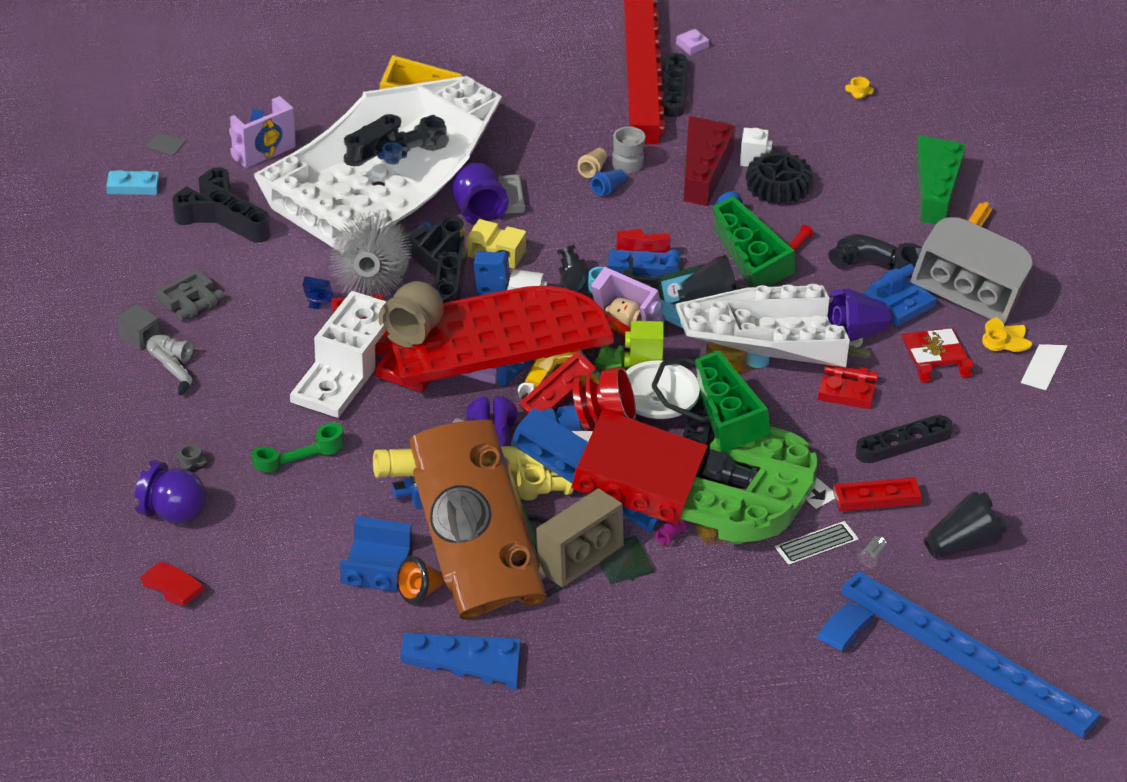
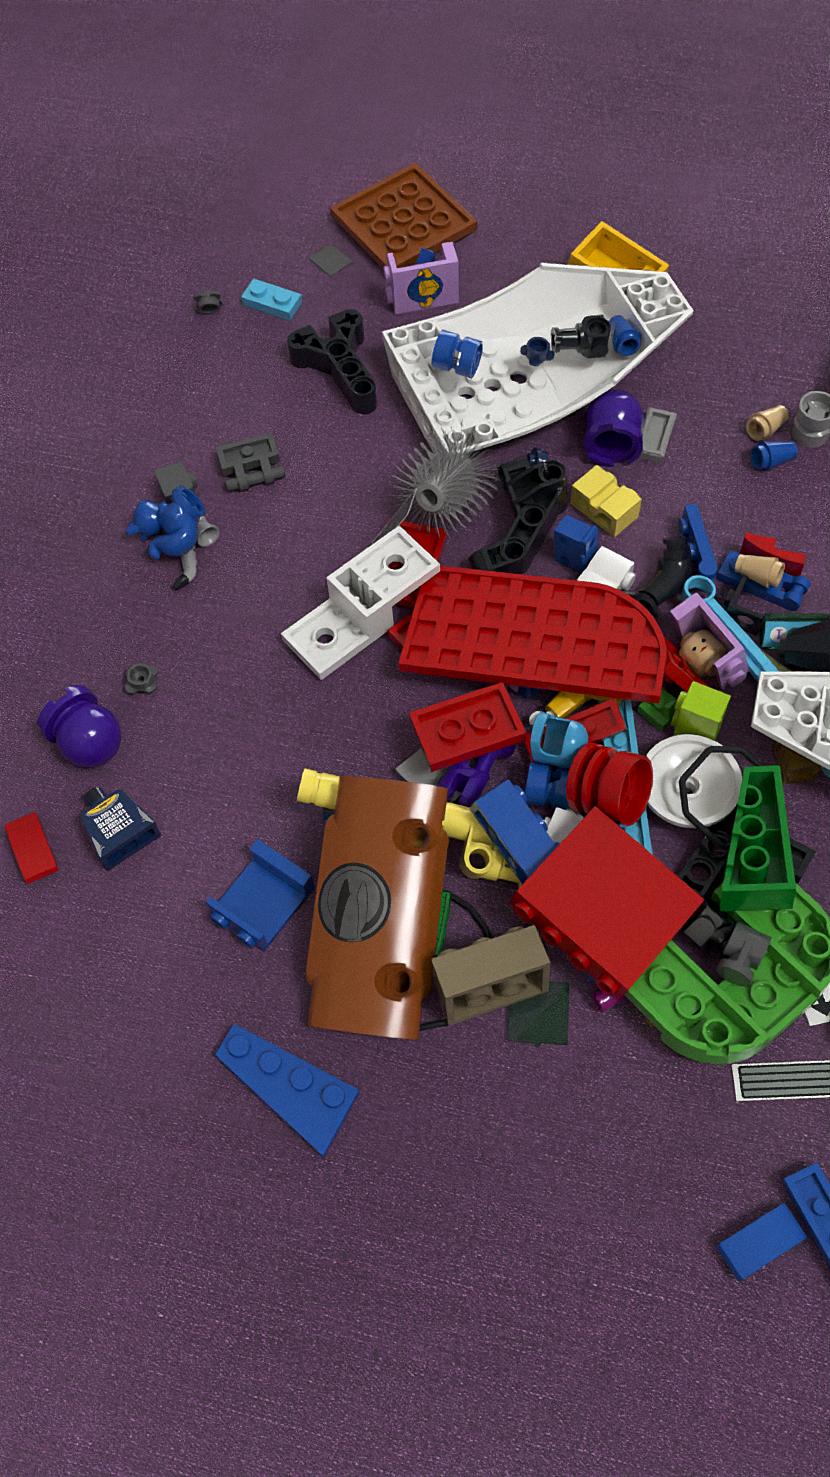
camera: 30 degrees right, 20 degrees up
(80, 196) = (208, 301): none -> dark grey plate
(160, 340) = (177, 519): none -> blue animal
(210, 94) = (403, 216): none -> dark orange plate
(235, 548) = (117, 826): none -> dark blue torso
(316, 291) = (379, 503): clear blue tile -> none
(323, 168) = (447, 351): none -> blue wheel
(328, 442) = (290, 712): green piece -> none
(344, 291) = (399, 516): none -> sticker
(369, 140) = (520, 325): black piece -> none
(412, 313) = (448, 581): dark tan tile -> none
(417, 579) = (284, 955): orange hat -> none
(457, 128) = (624, 336): none -> blue cone
(479, 396) = (467, 726): none -> red plate
(553, 388) = (561, 741): none -> dark azure helmet
(584, 247) = (697, 542): none -> blue plate
(640, 250) = (761, 569): none -> tan cone
(750, 469) = (744, 951): none -> dark grey piece

